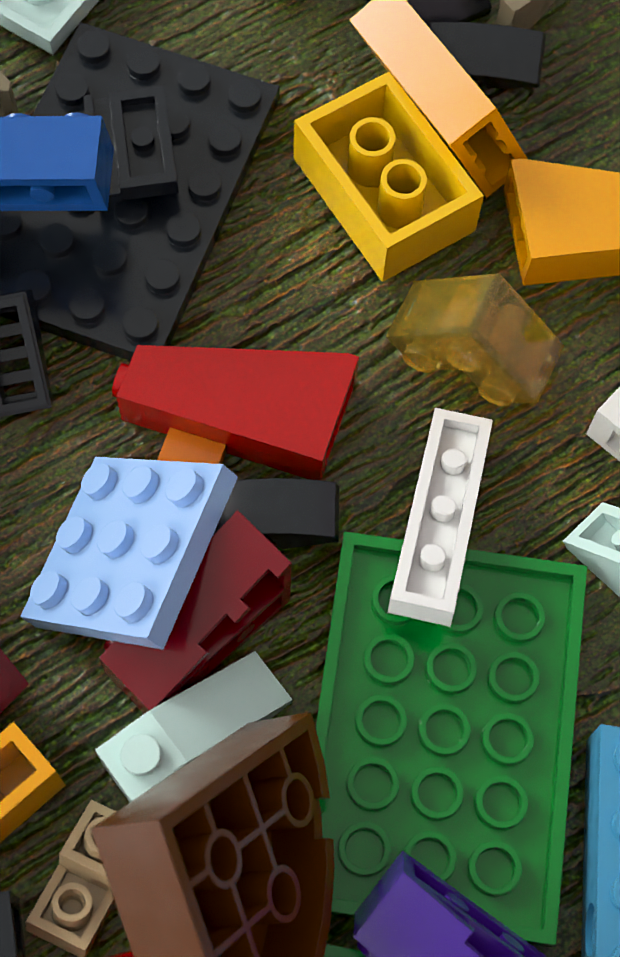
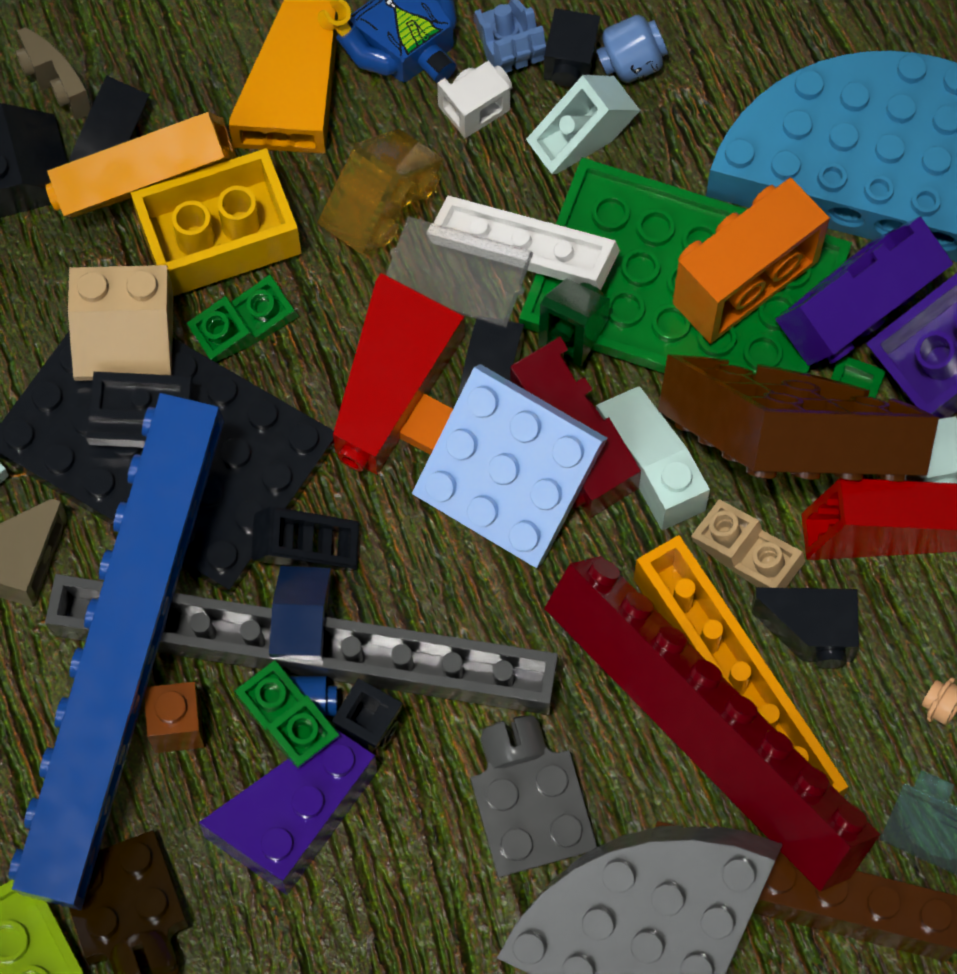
camera: 75 degrees left, 0 degrees up
(232, 101) = (120, 320): none -> tan slope
(281, 238) = (240, 323): none -> green slope
(340, 583) = (576, 315): none -> dark green slope
(387, 448) = (460, 269): none -> clear piece
(471, 792) = (749, 259): none -> orange brick

